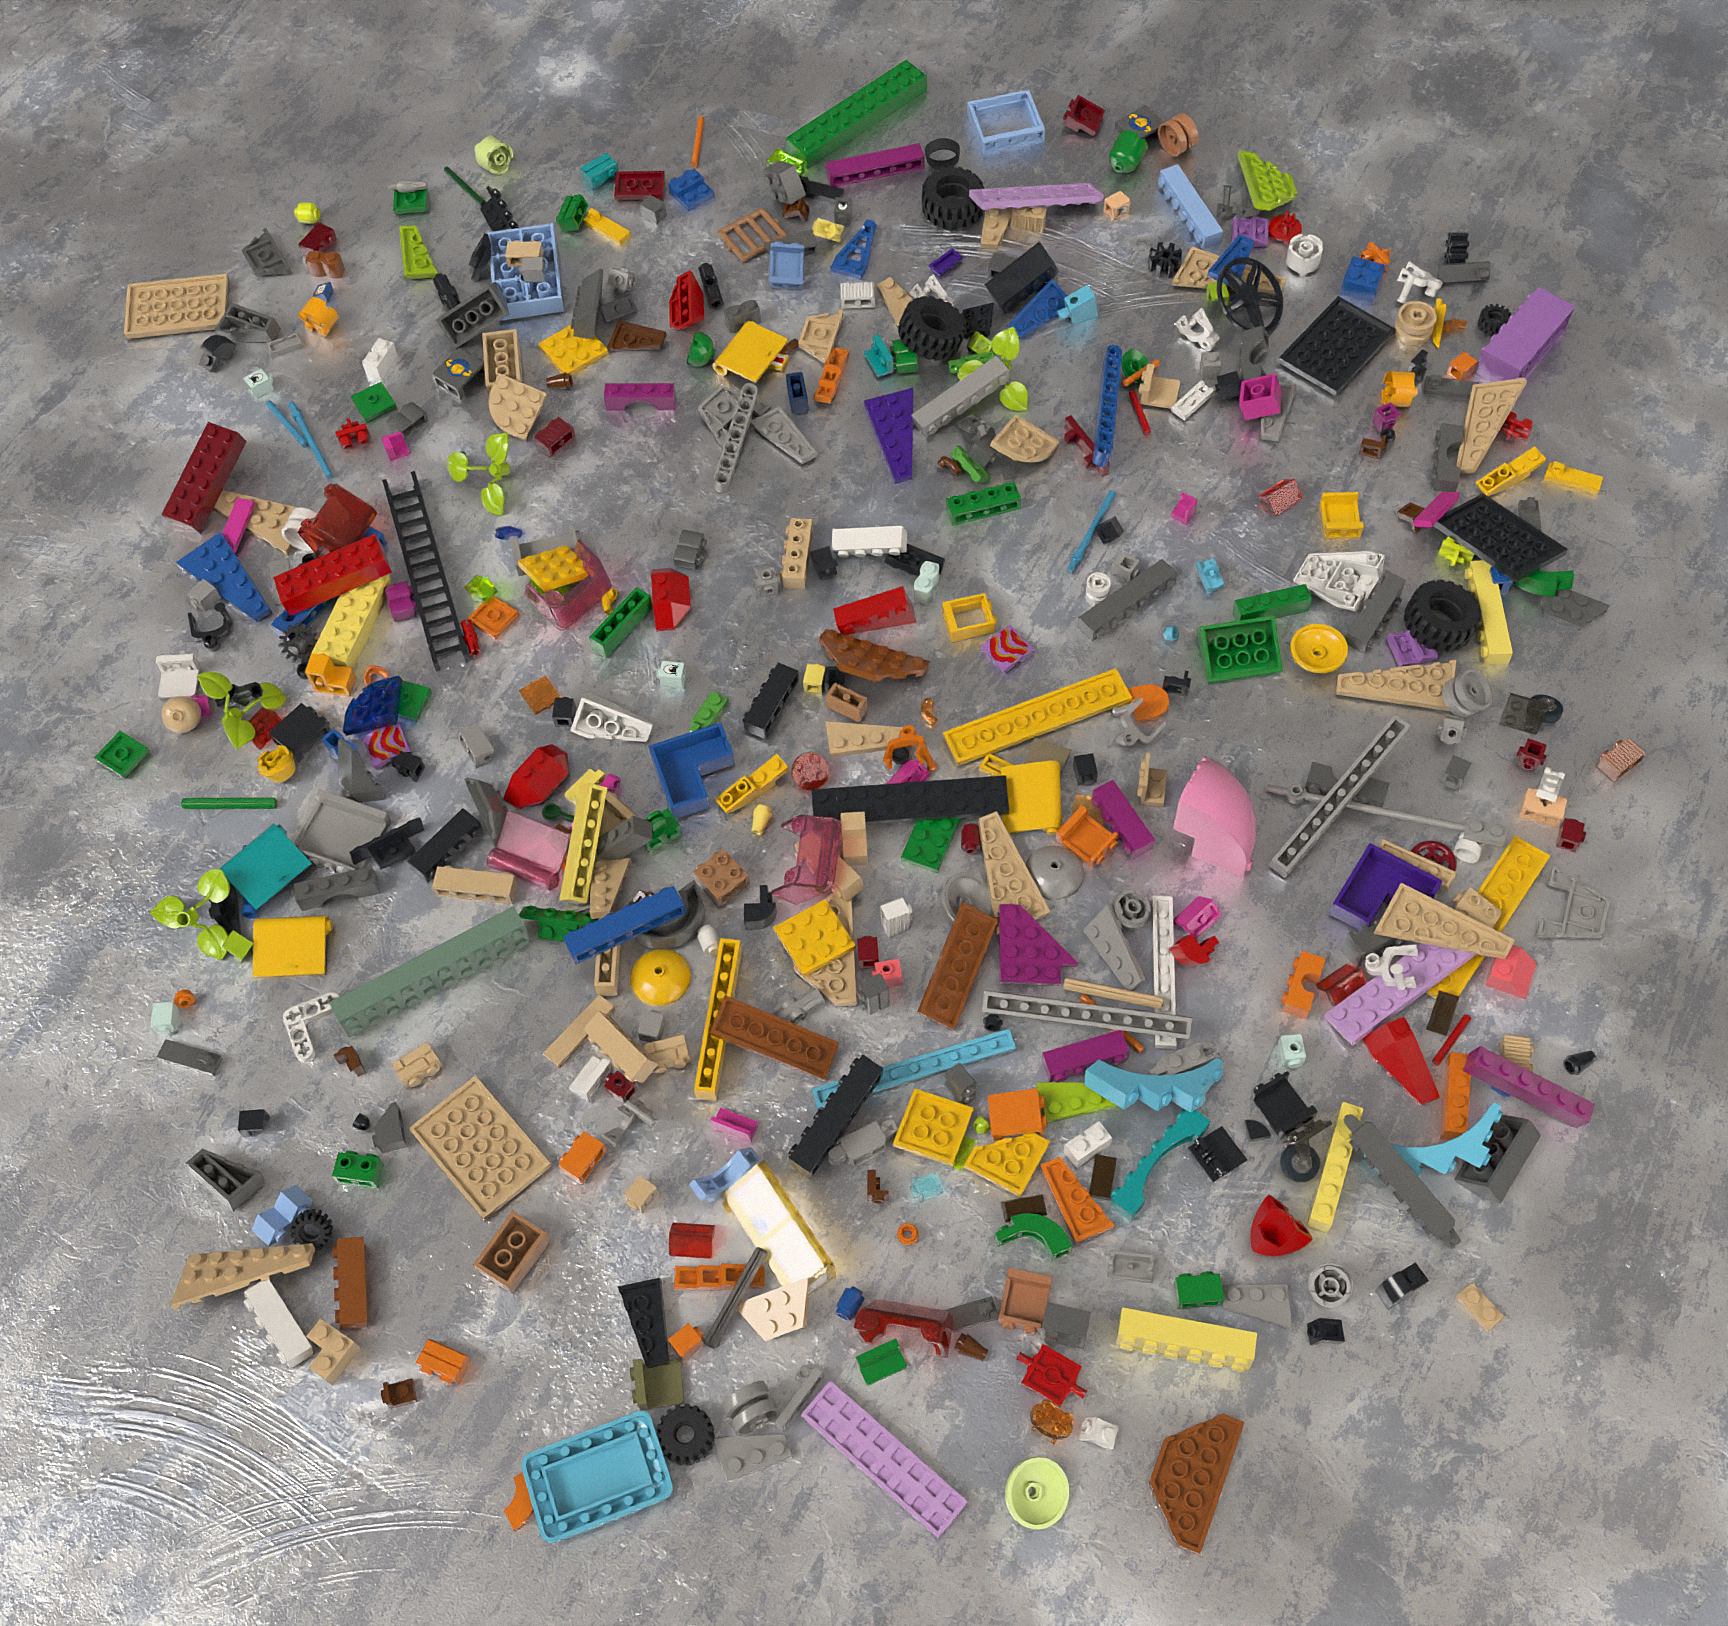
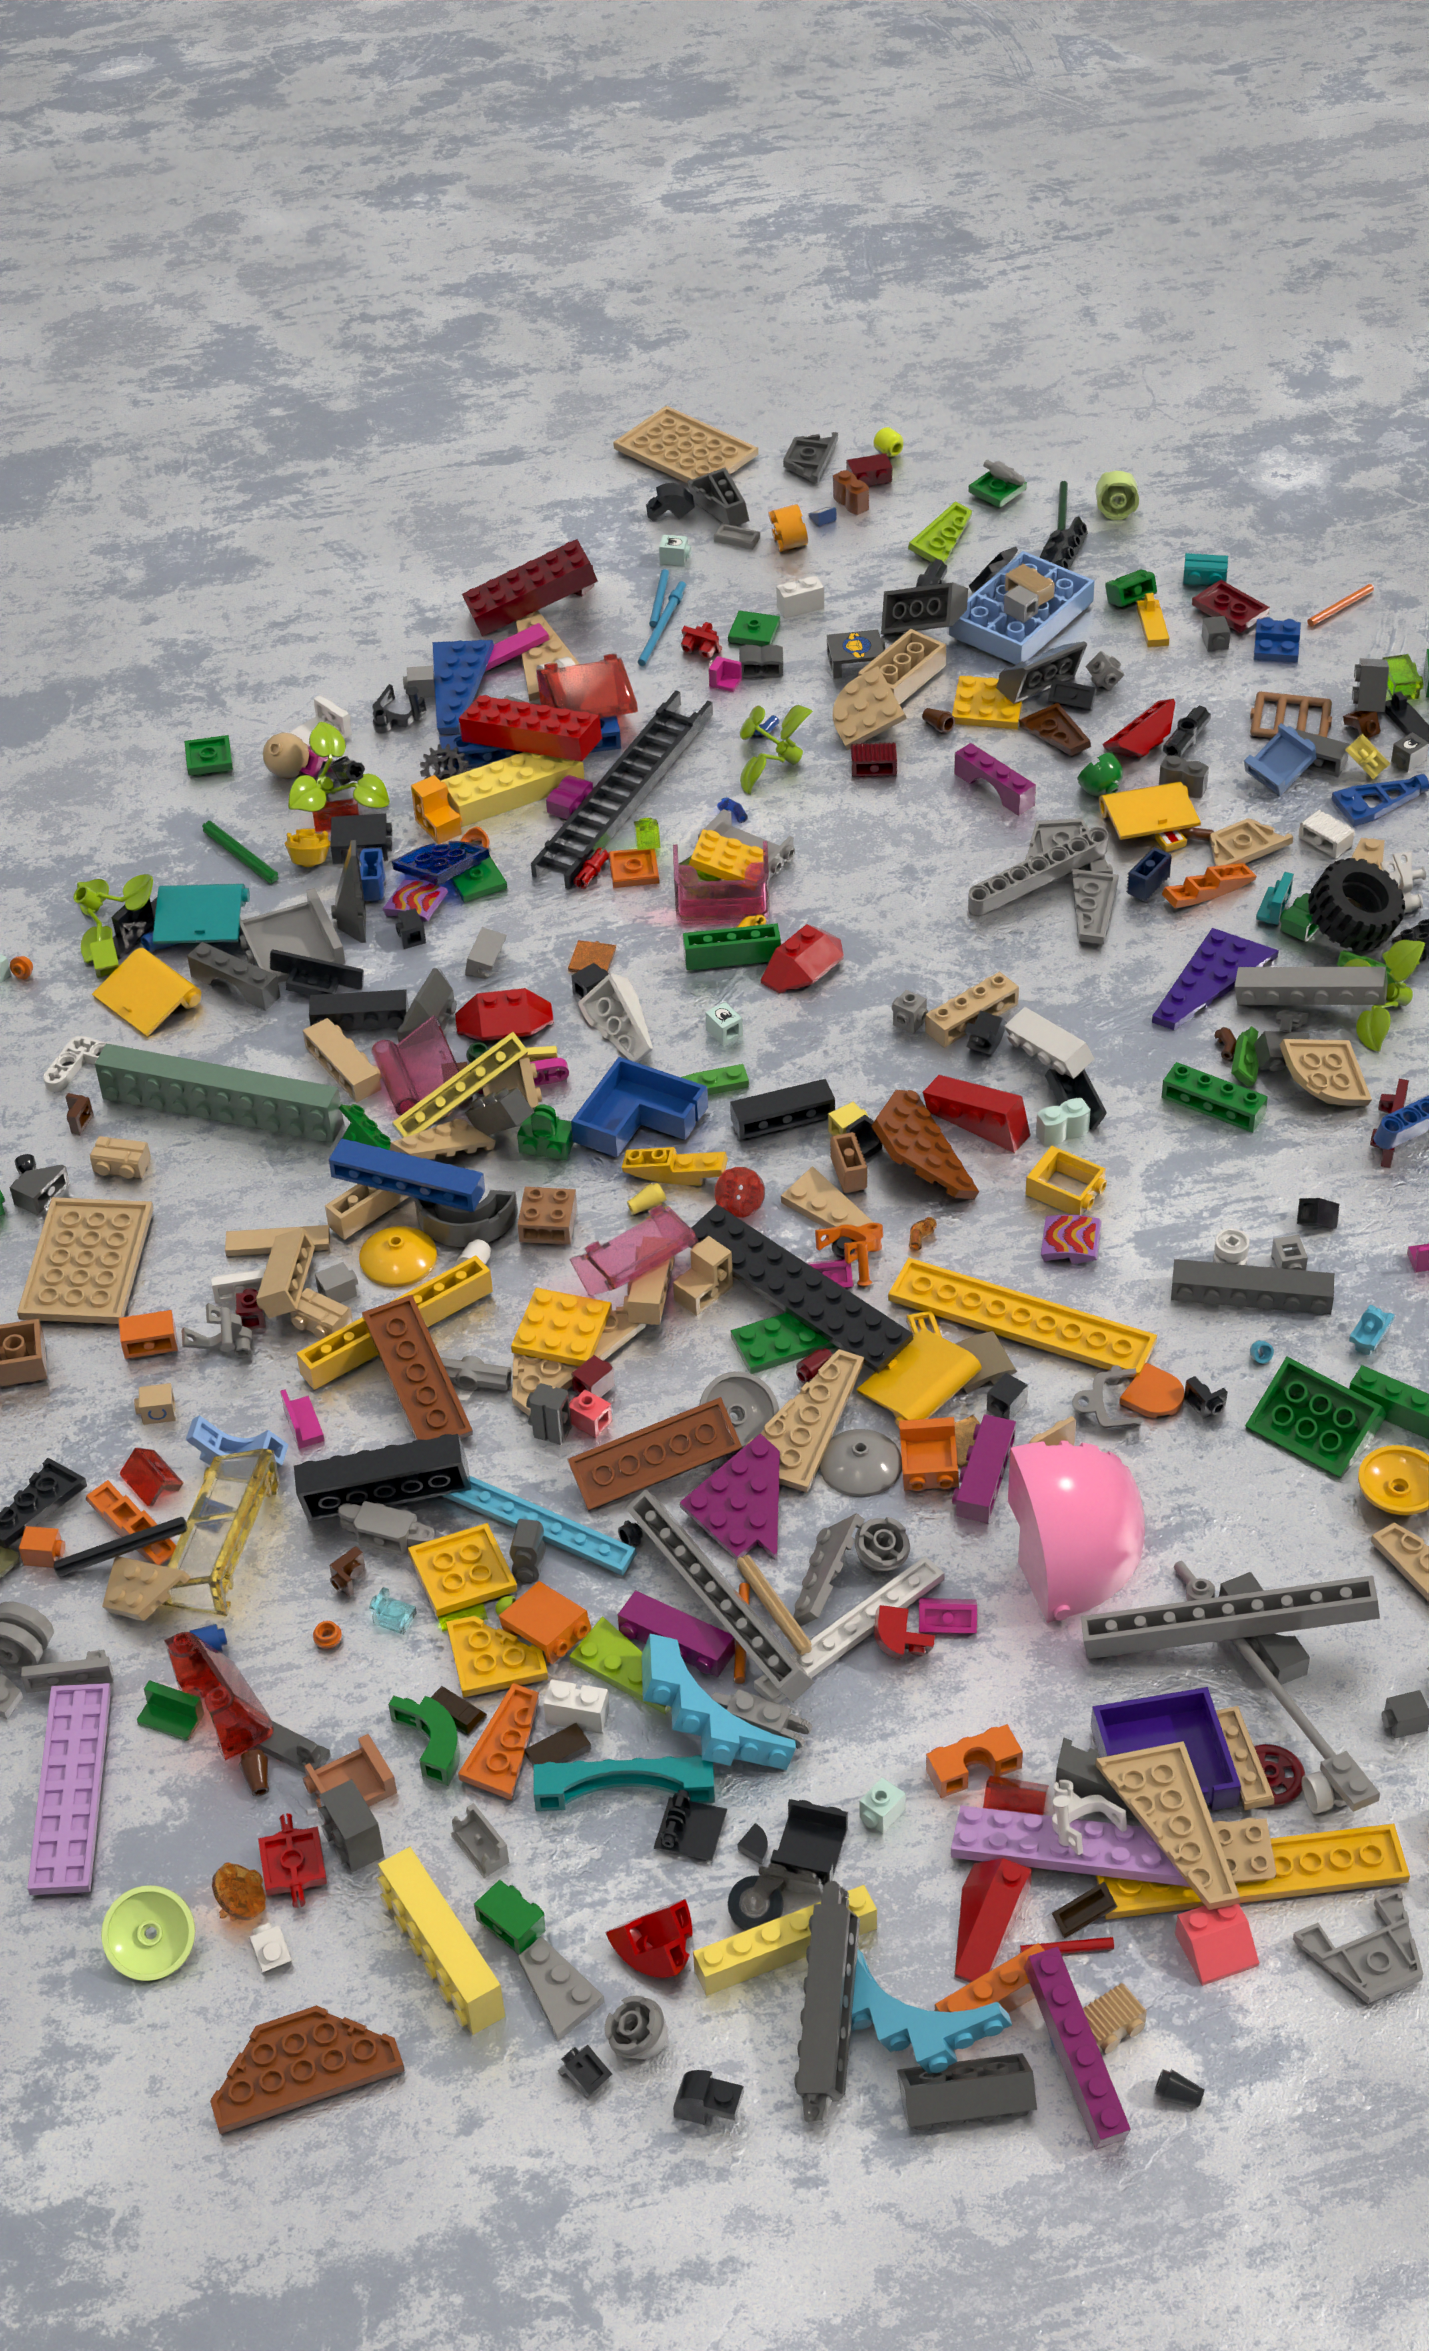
camera: 45 degrees right, 15 degrees down
(689, 549) = (874, 934): dark grey brick -> none
(761, 914) = (546, 1273): black brick -> none
(896, 916) = (654, 1368): white brick -> none
(1077, 556) = (1253, 1213): dark azure bar -> none
(1479, 1307) = (765, 2201): tan plate -> none

